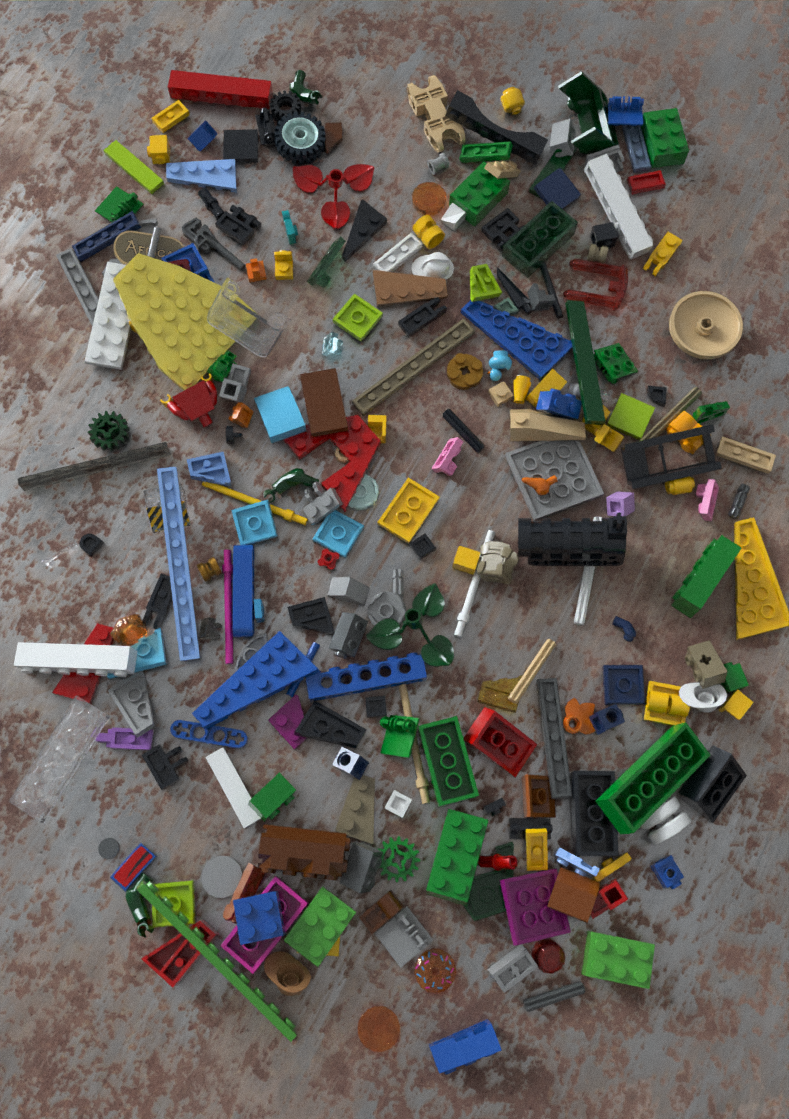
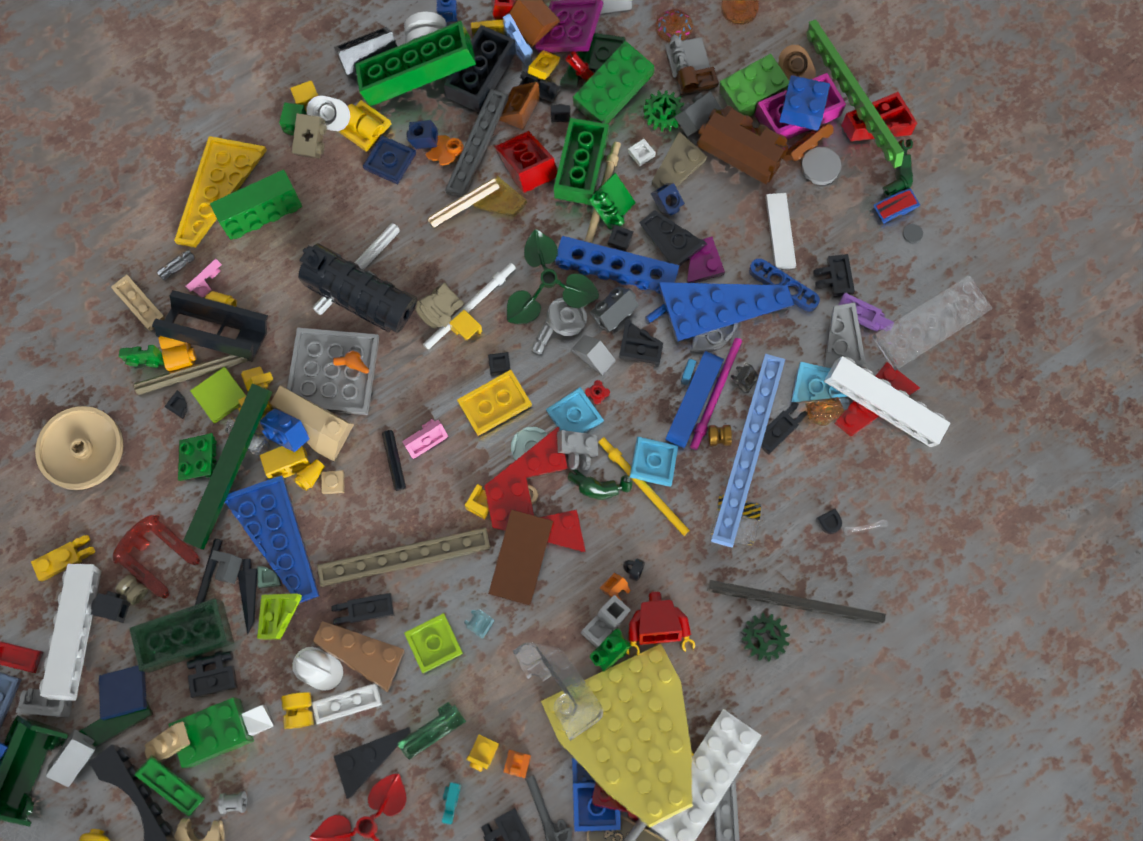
camera: 150 degrees left, 0 degrees up
(182, 896) = (870, 163): lime plate -> none
(210, 469) = (673, 540): medium blue wing -> none
(272, 797) = (750, 202): green brick -> none
(280, 414) = (573, 568): medium azure slope -> none
(429, 198) = (269, 761): clear orange tile -> none
(468, 362) = (343, 520): pearl gold plate -> none
(499, 361) = (315, 513): medium azure animal -> none
(620, 502) = (287, 312): lavender panel -> none
(627, 626) = (354, 203): dark blue arm -> none

